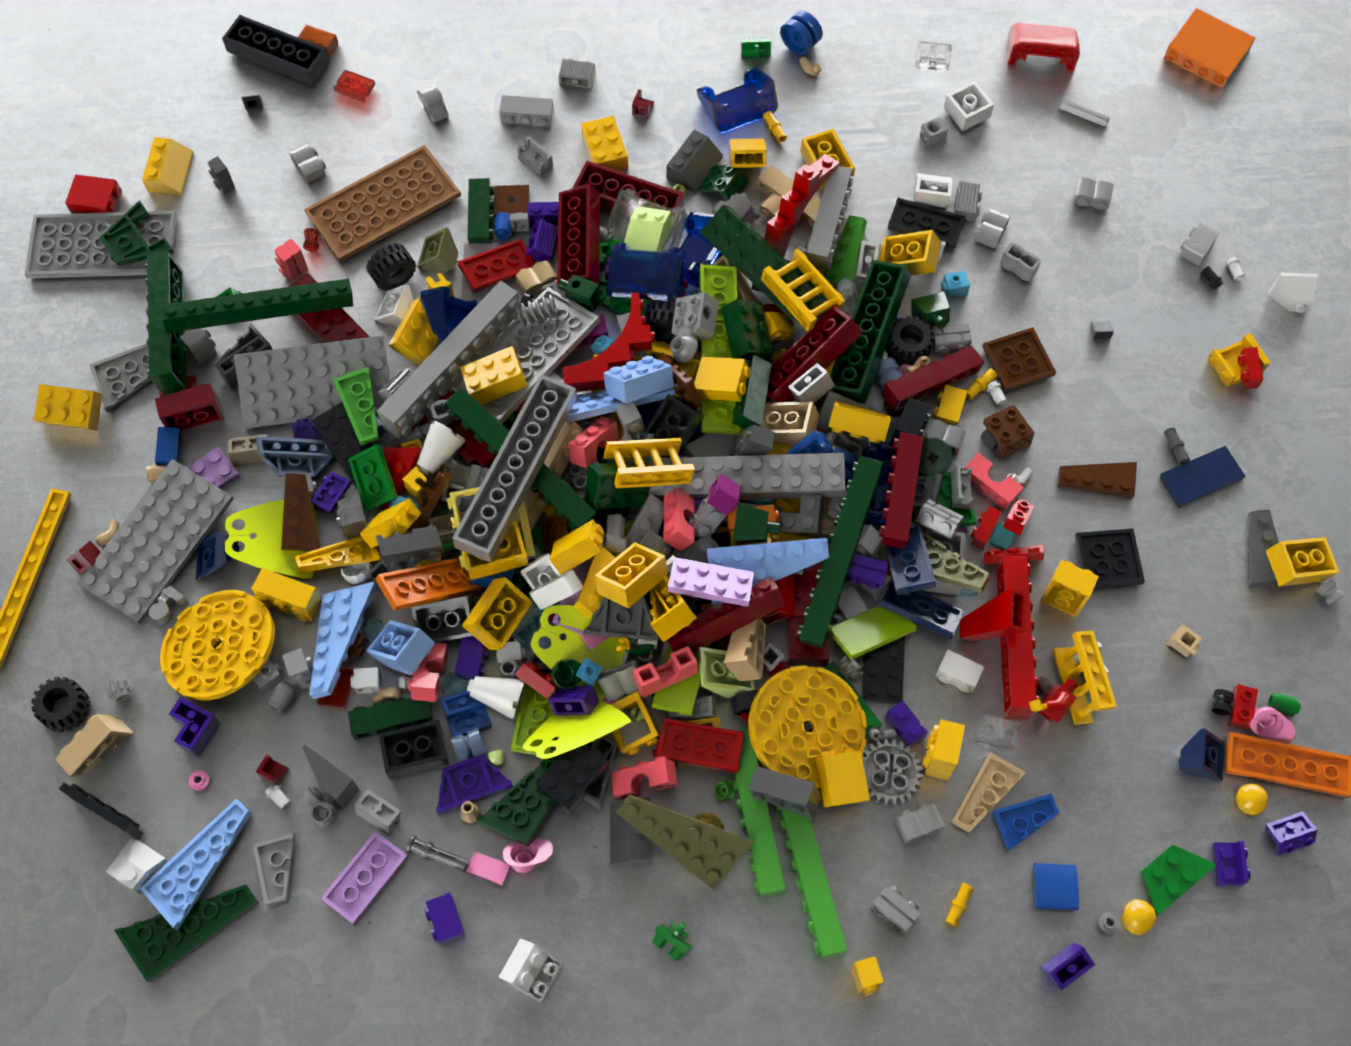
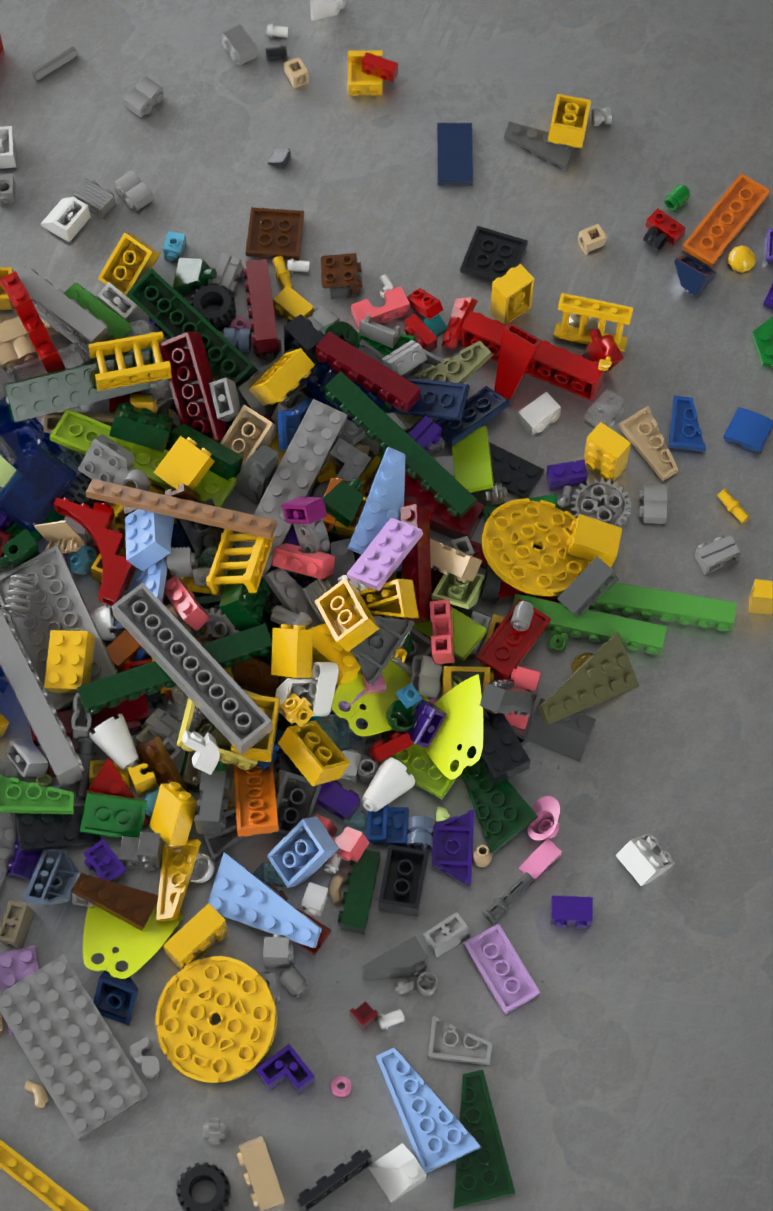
camera: 65 degrees left, 0 degrees up
(84, 557) = (52, 1123): dark red panel -> none
(449, 515) = (206, 749): none -> white brick
(526, 577) = (297, 710): none -> yellow brick
(608, 324) = (60, 534): none -> tan hinge
(623, 758) = (504, 697): none -> dark grey wedge
(665, 934) = (661, 739): green hips -> none
(671, 393) = (181, 508): none -> medium nougat plate
(722, 741) = (522, 616): none -> light grey brick
(916, 217) = (96, 240): black plate -> none
(920, 362) = (242, 311): tan arm -> none
(1019, 261) = (182, 185): light grey brick -> none
(1106, 478) = (419, 225): reddish brown wing -> none
(1176, 445) = (419, 157): dark grey pin -> none
(1200, 302) = (296, 72): none -> tan brick
(1272, 725) = (691, 213): bright pink piece -> none

